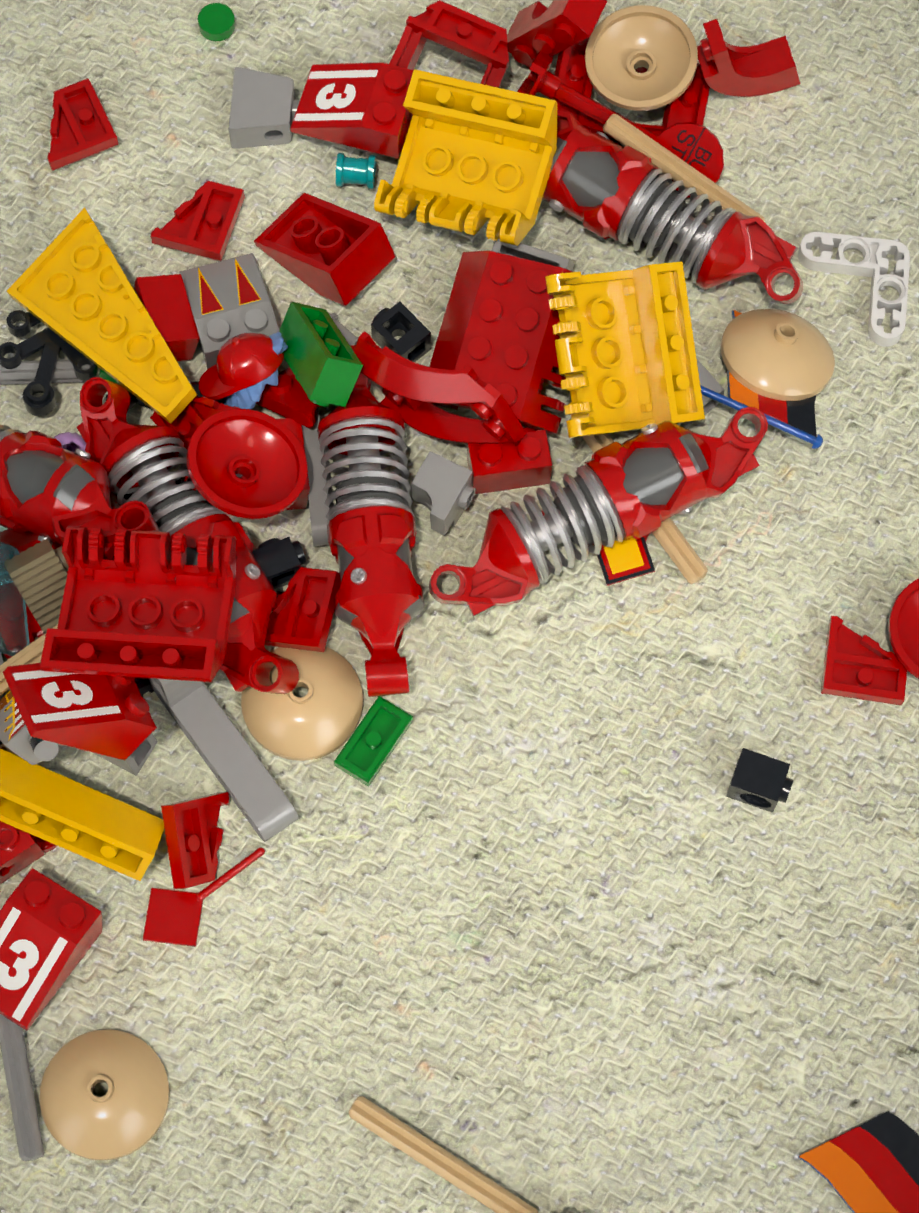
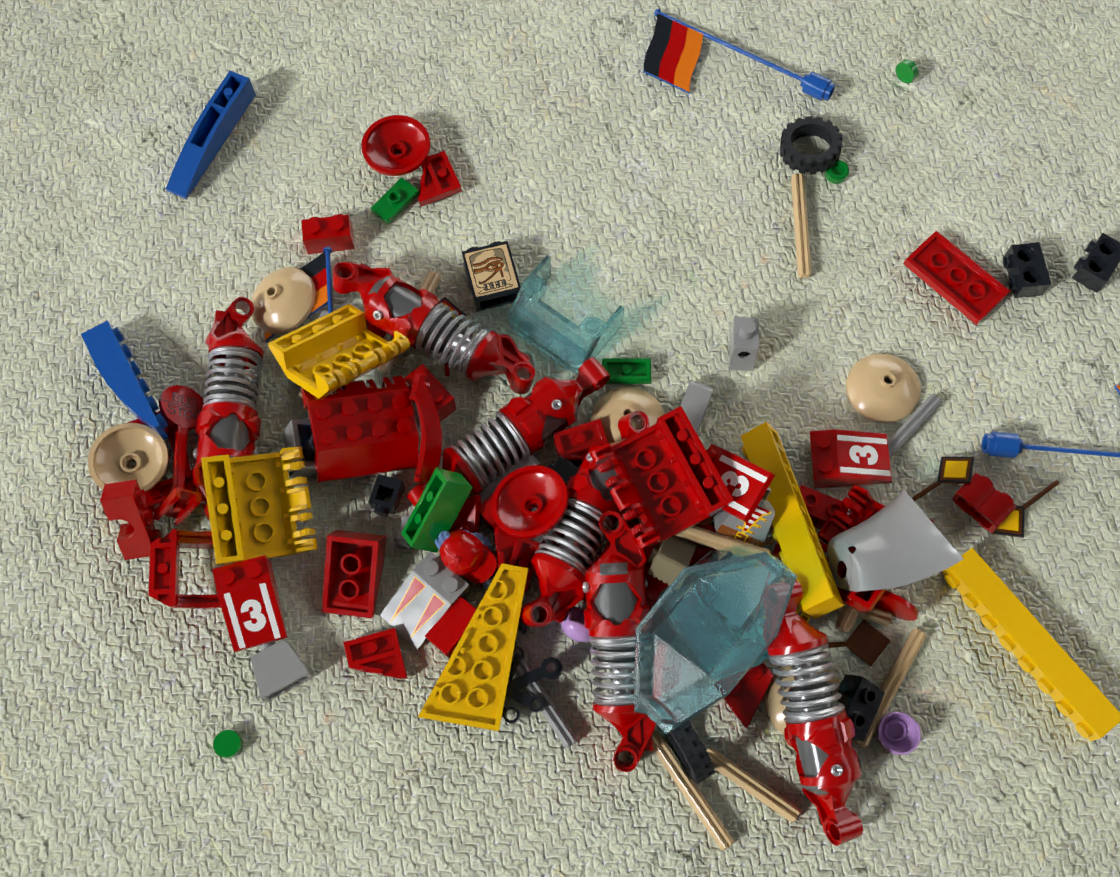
camera: 120 degrees left, 0 degrees up
(78, 125) = (353, 778): red wing -> none
(176, 915) = (776, 411): red piece -> none
(193, 838) = (737, 420): red wing -> none
(304, 926) = (743, 338): none -> light grey torso
(355, 170) = (291, 587): teal bush -> none
(444, 490) = (470, 410): light grey brick -> none
(451, 688) = (552, 331): none -> clear light blue windscreen
(645, 647) = (491, 275): none -> brick
(669, 163) = (194, 403): tan axle -> none
(747, 69) = (97, 406): red arch -> none
(760, 781) = (527, 191): black brick -> none
(773, 107) = (122, 376): none -> blue slope
(850, 464) = (327, 232): none -> red brick
(860, 590) = (394, 201): none -> green plate
(873, 265) = (196, 286): white beam -> none

